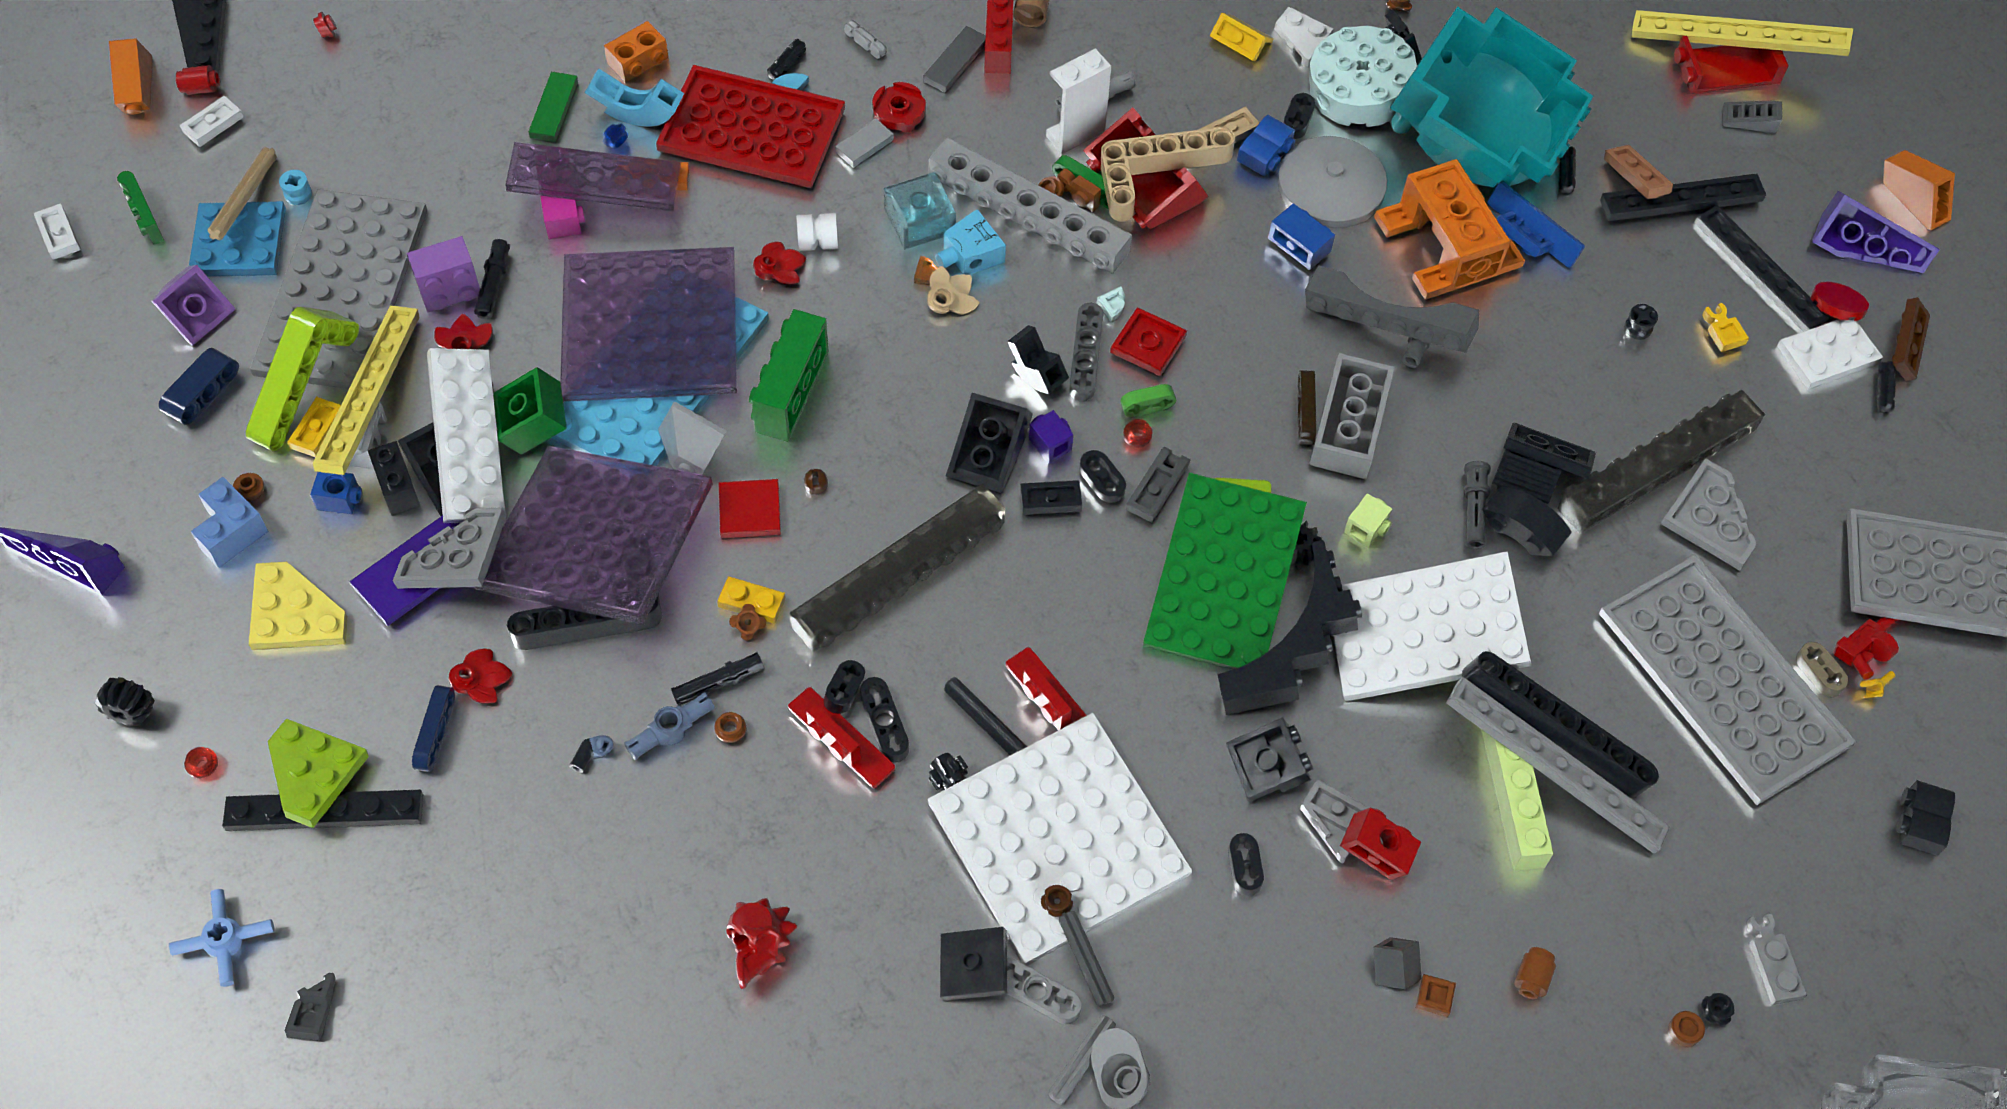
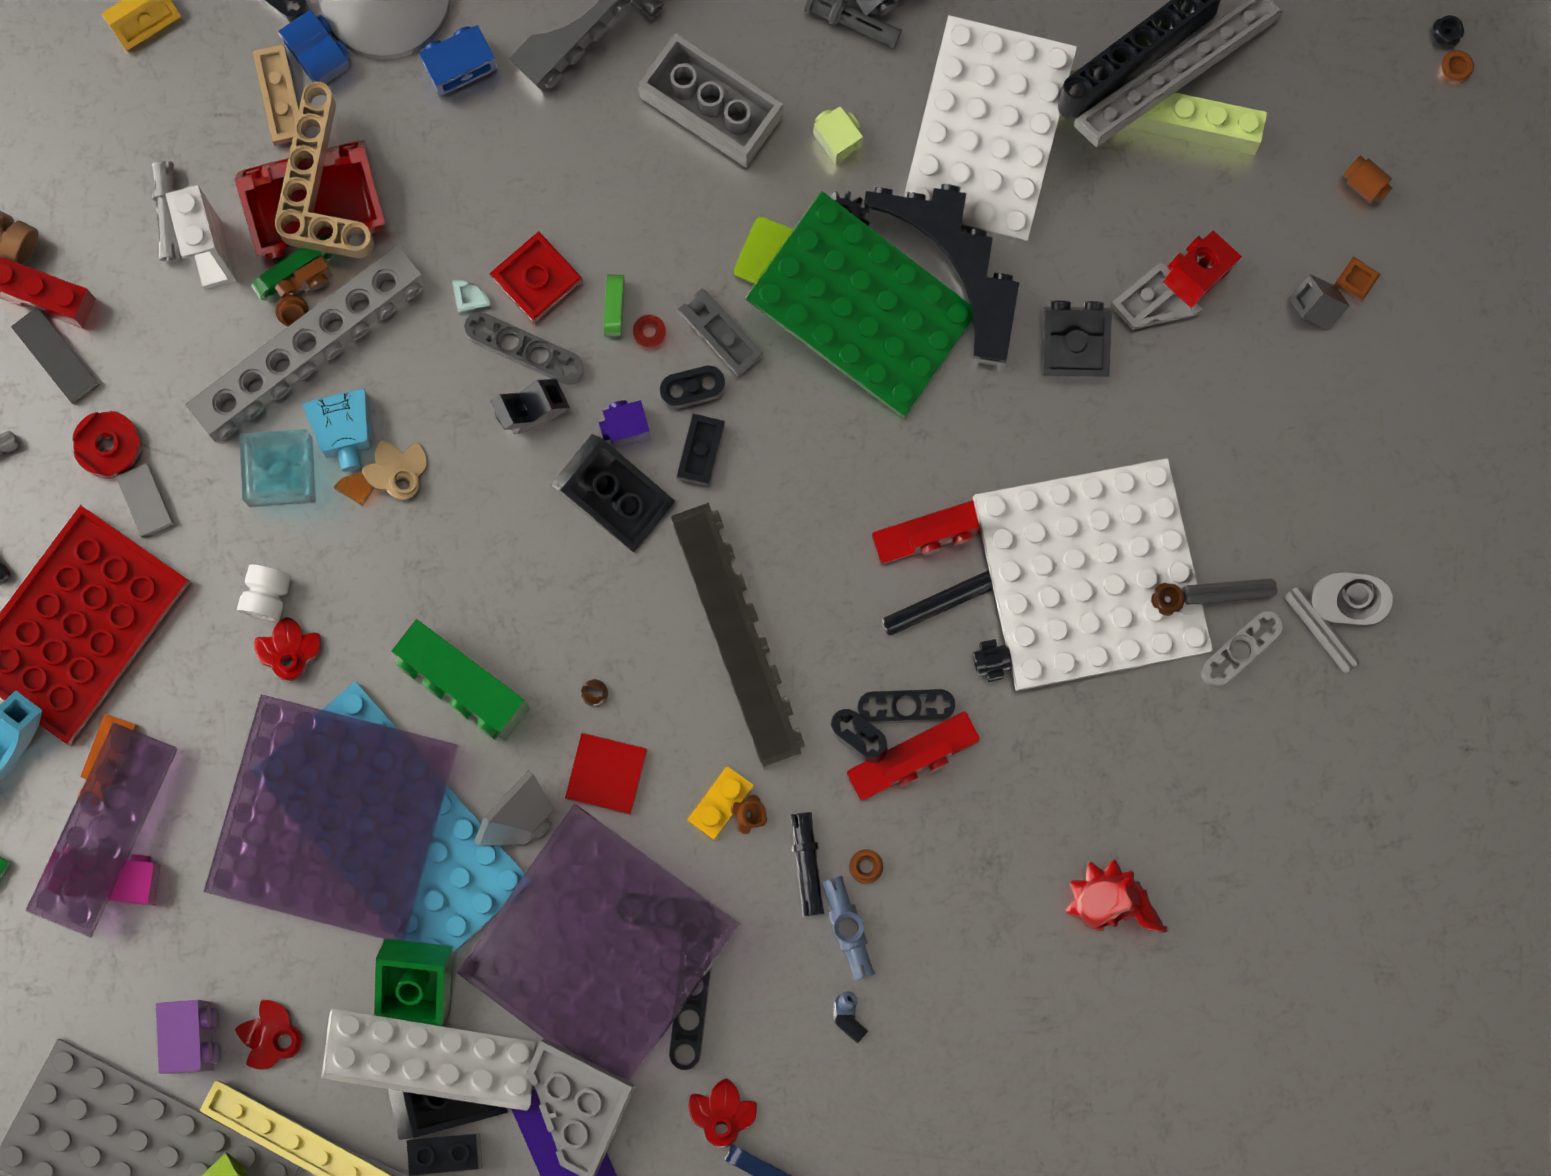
camera: 70 degrees left, 20 degrees up
(494, 268) = (185, 978): black pin -> none
(615, 135) = (34, 789): clear blue plate -> none
(792, 80) = (22, 559): medium azure tile -> none
(973, 963) = (1200, 700): black plate -> none
(1239, 865) = (1172, 412): black beam -> none
(1306, 407) = (678, 142): dark brown beam -> none

